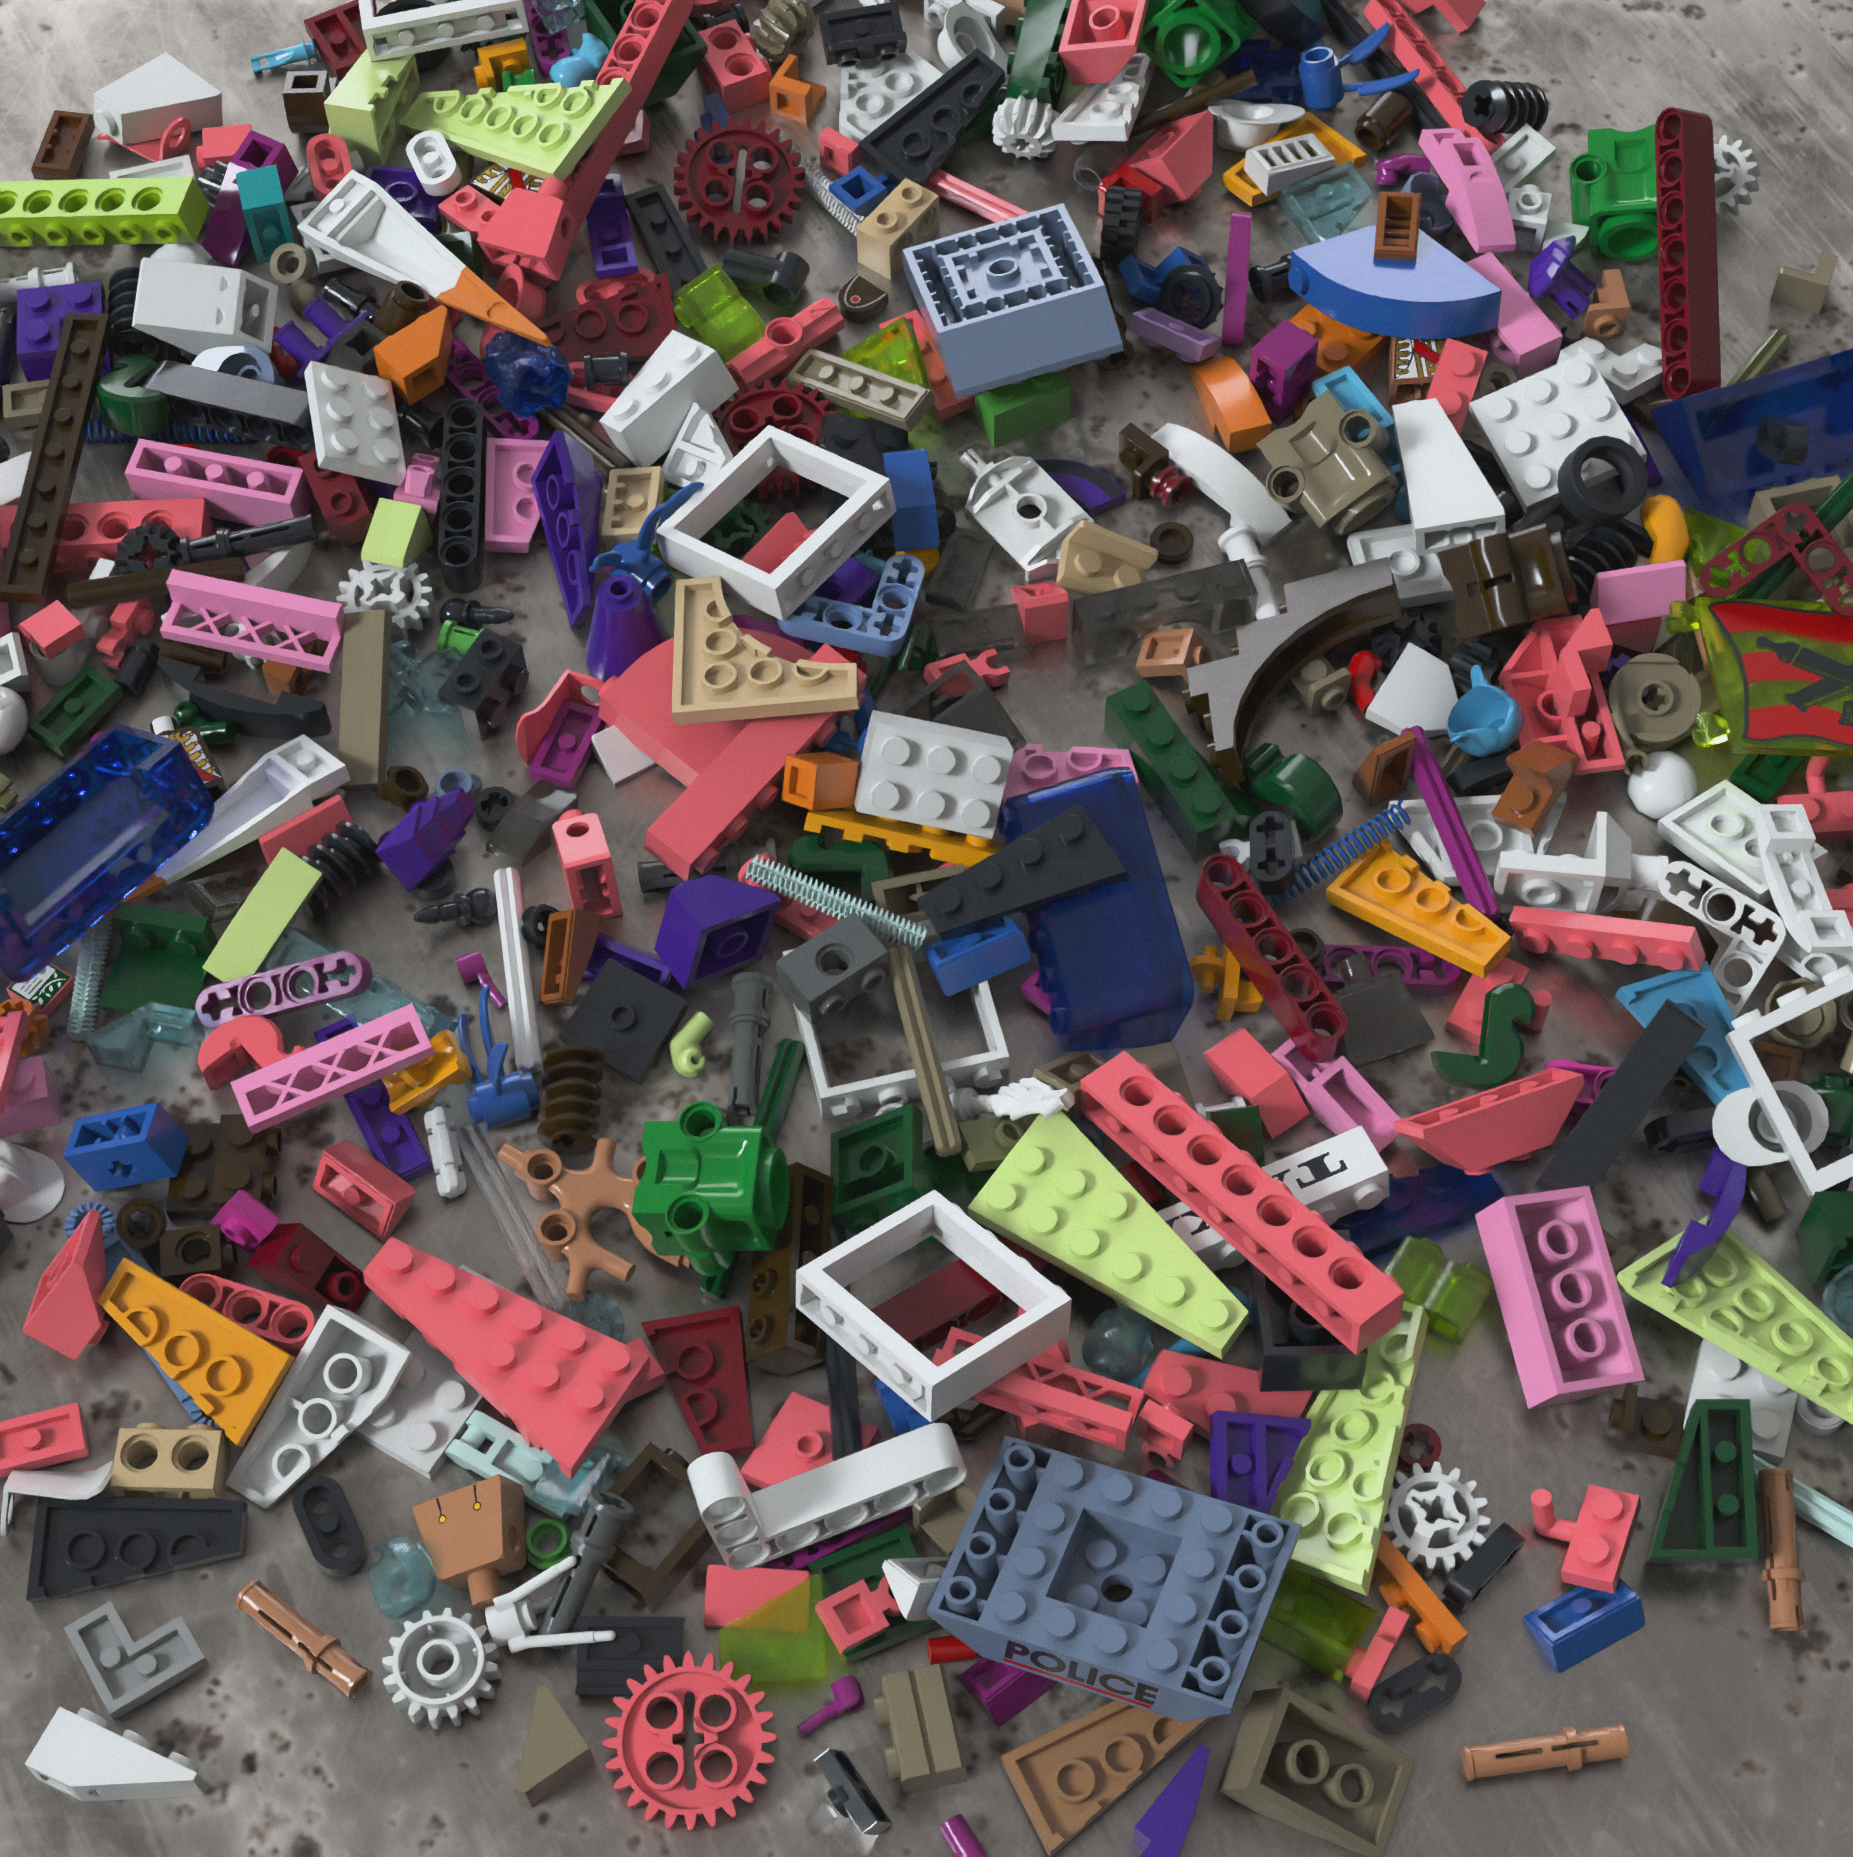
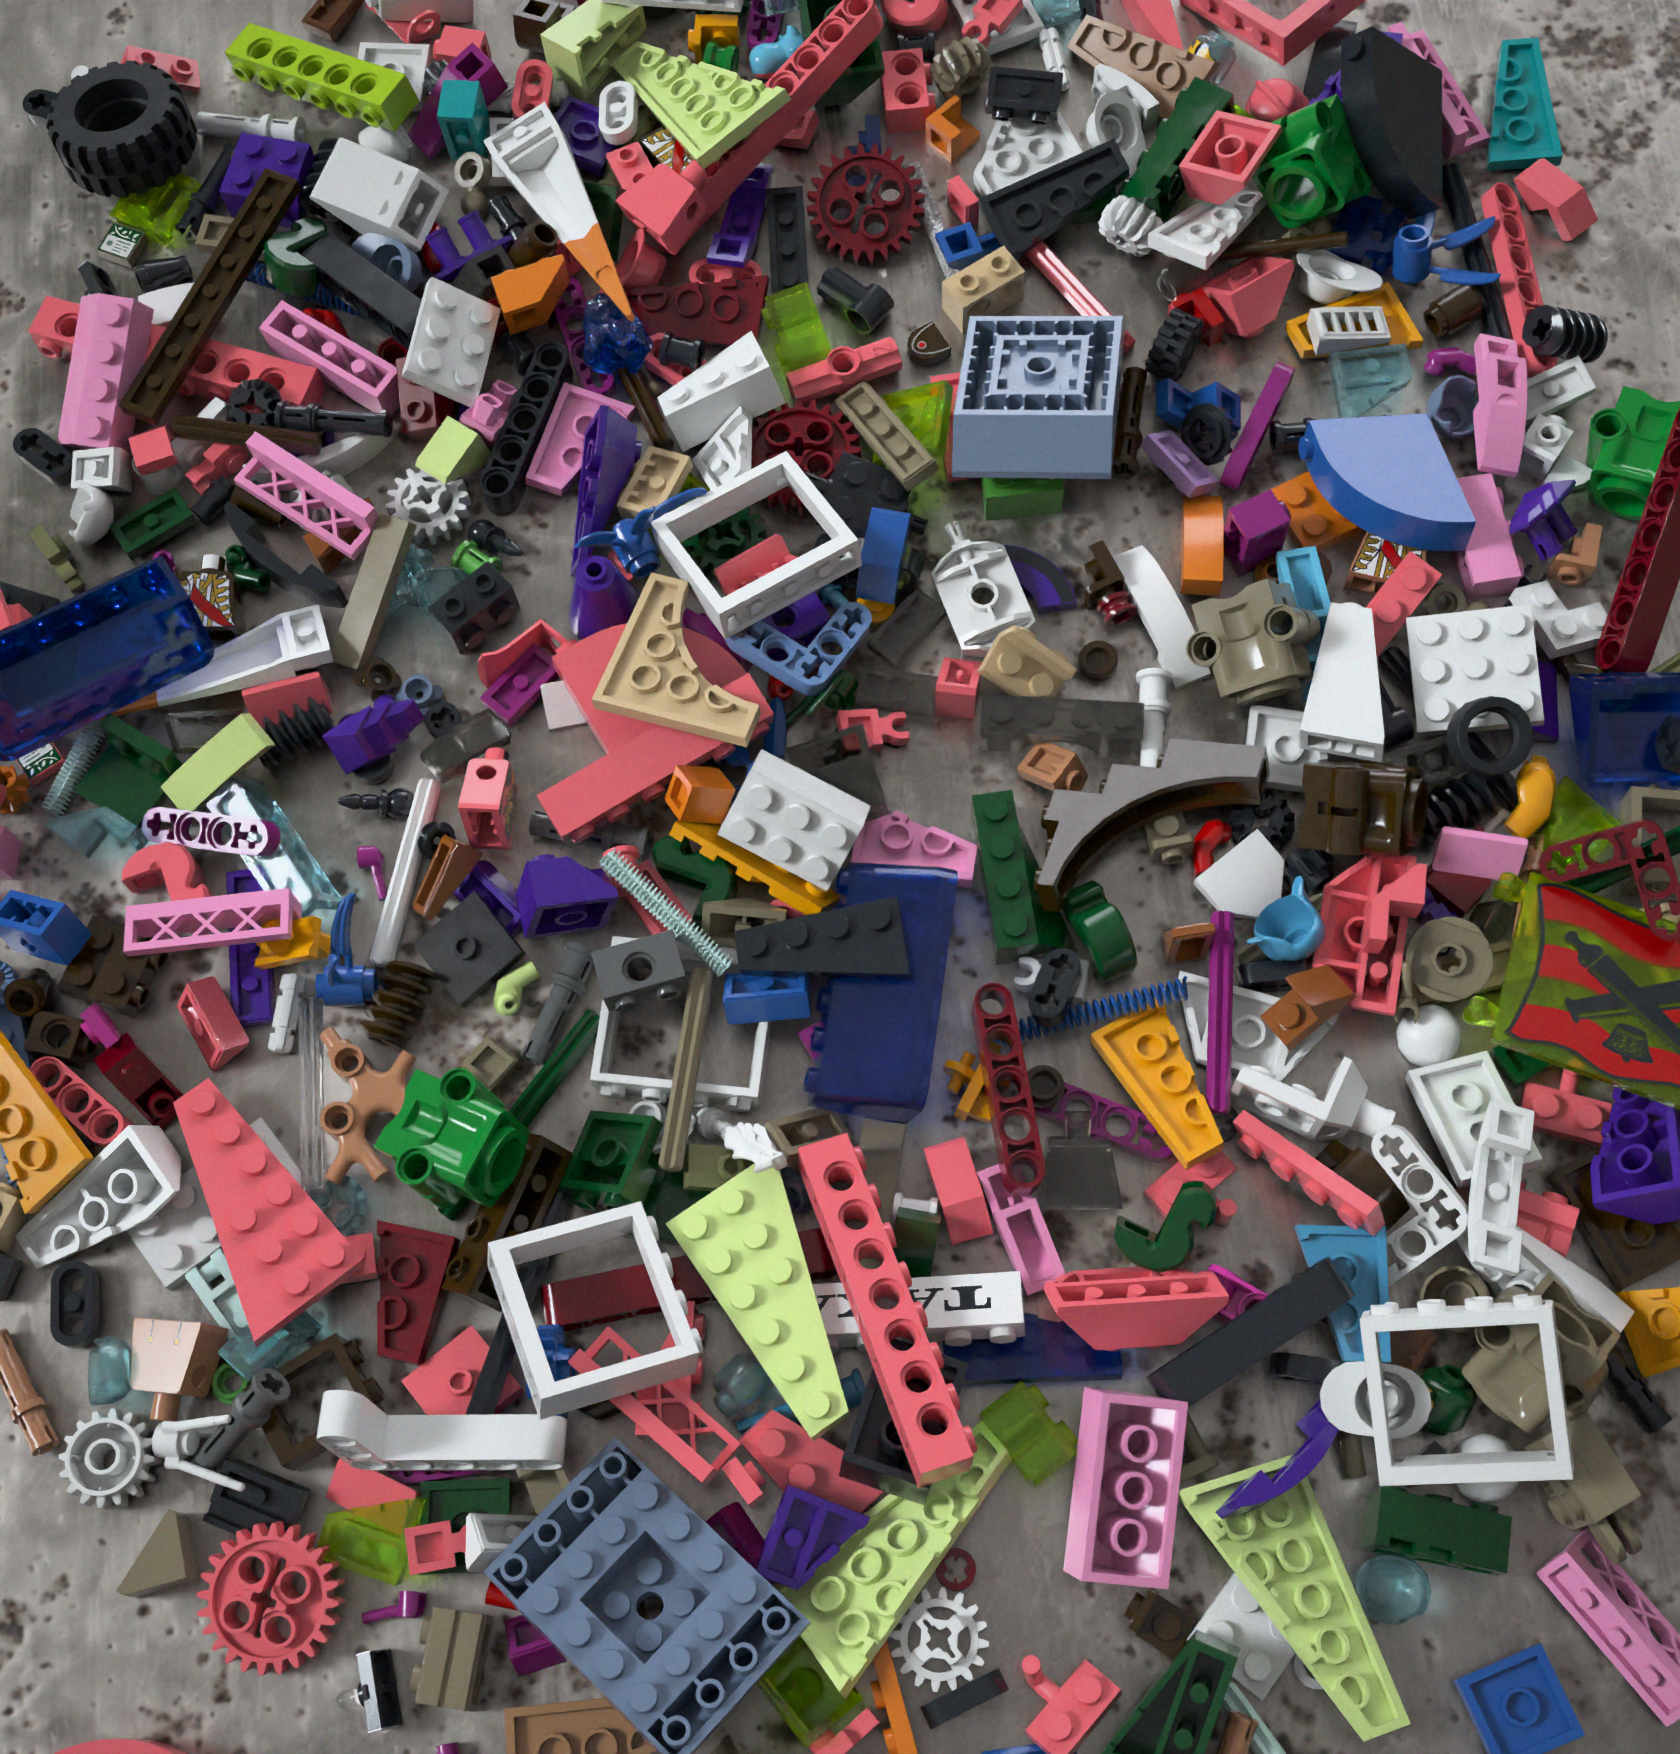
camera: 25 degrees right, 10 degrees up
(1401, 216) = (1421, 405): dark orange slope -> none

